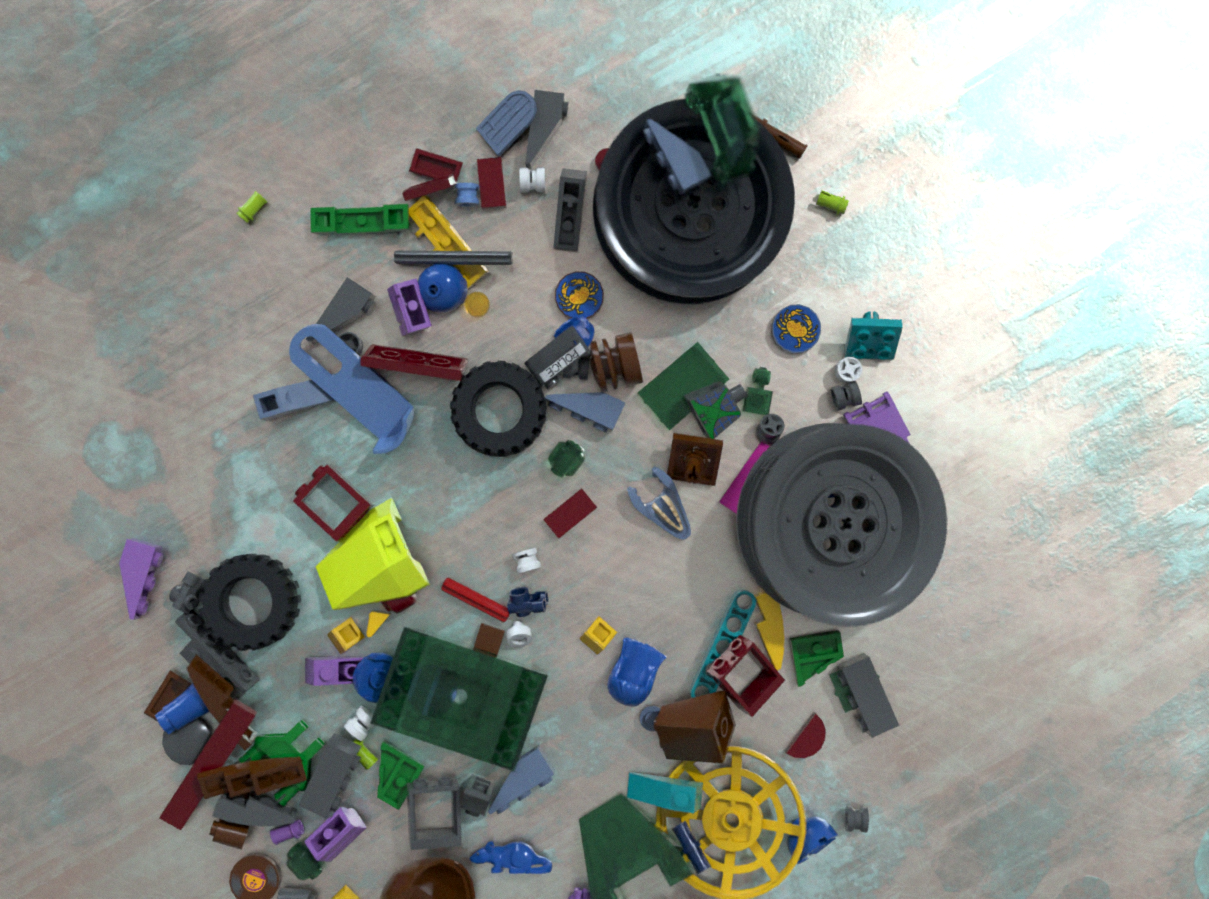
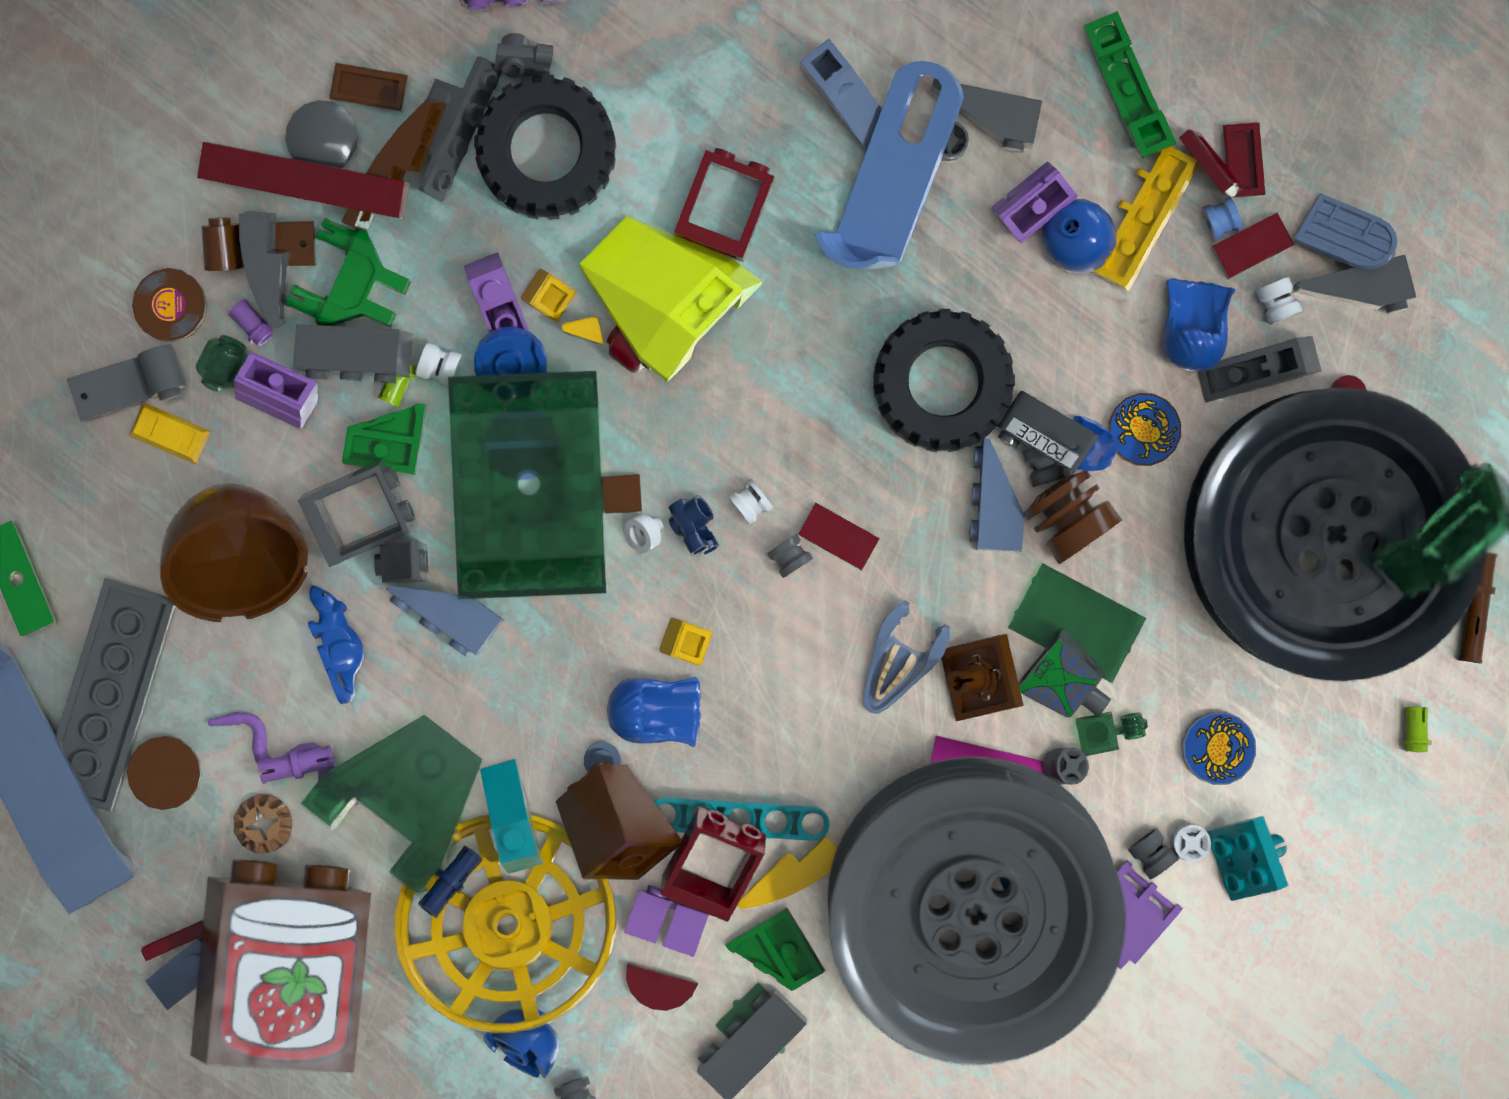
camera: 75 degrees right, 0 degrees up
(181, 710) = (364, 116): blue plant -> none
(252, 775) = (312, 244): reddish brown slope -> none
(414, 362) = (962, 240): dark red tile -> none
(454, 257) = (1127, 235): dark grey axle -> none
(475, 599) = (668, 453): red axle -> none
(477, 304) = (1076, 293): clear yellow tile -> none
(526, 237) = (1196, 324): none -> blue piece
(566, 458) = (912, 500): clear green head -> none
(570, 549) = (789, 555): none -> dark grey wheel
(680, 159) = (1382, 494): sand blue slope -> none
(764, 730) = (649, 915): none -> medium lavender piece

